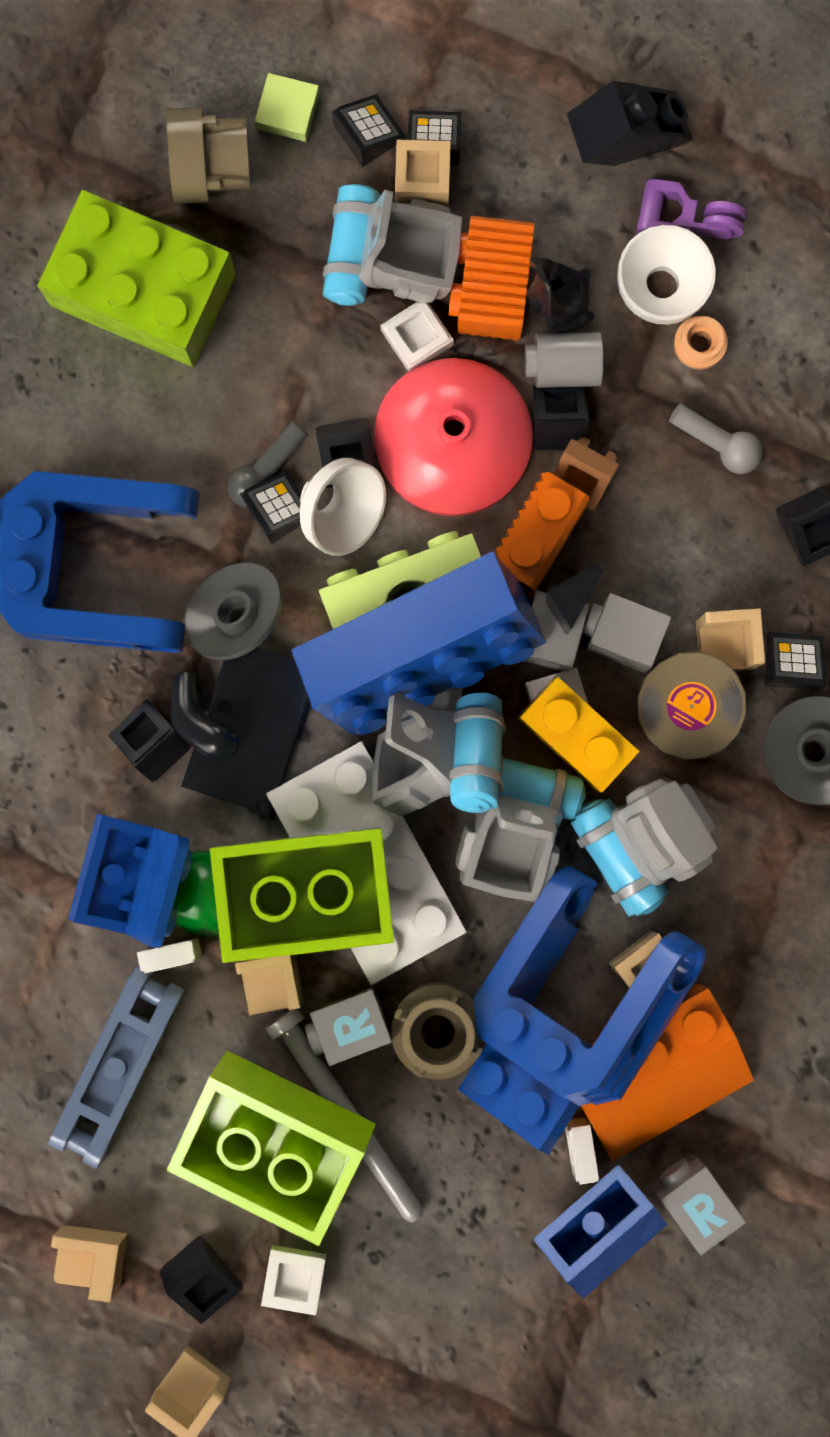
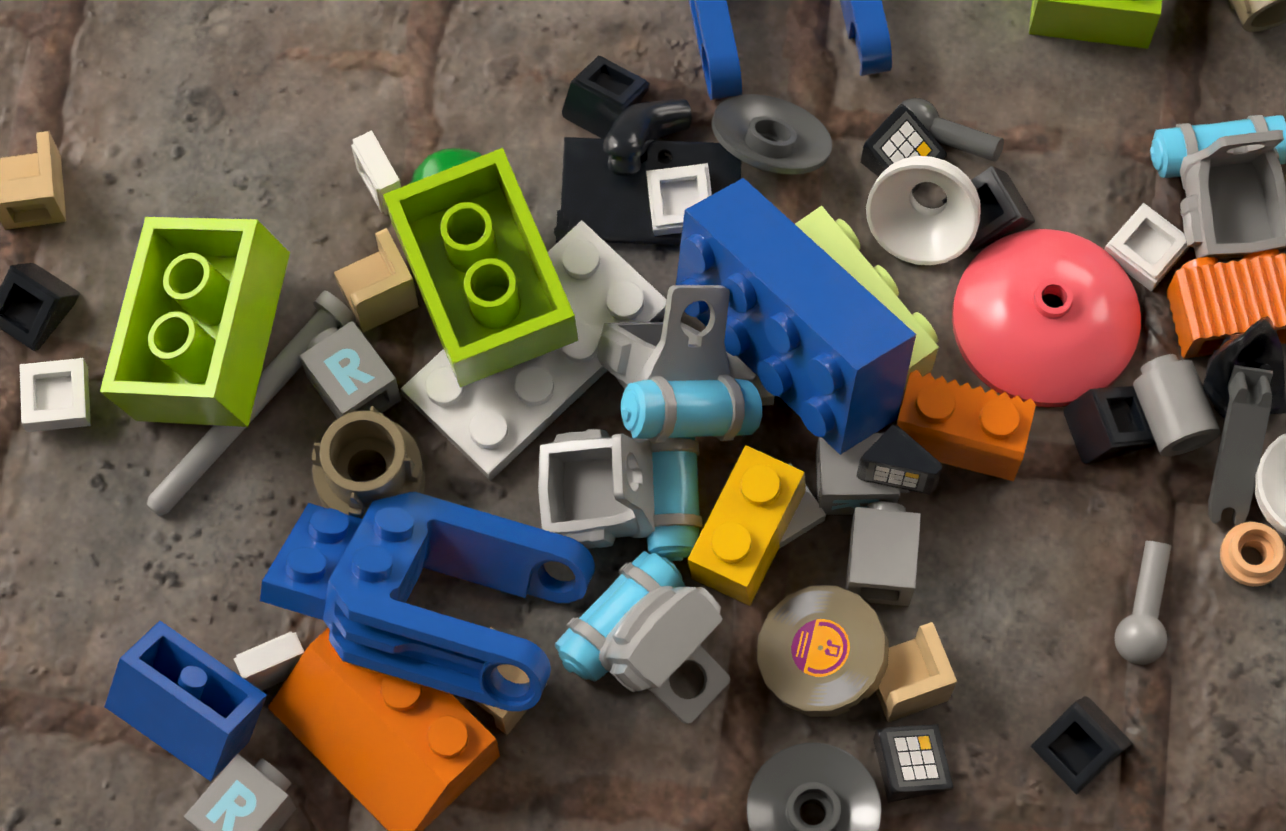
camera: 70 degrees right, 15 degrees down
(116, 1067) = (242, 155): sand blue plate -> none
(131, 880) = (448, 101): blue bracket -> none
(270, 705) = (673, 192): none -> white tile
(586, 469) = (1053, 460): medium nougat tile -> none
(615, 319) = (1241, 443): none -> dark grey piece

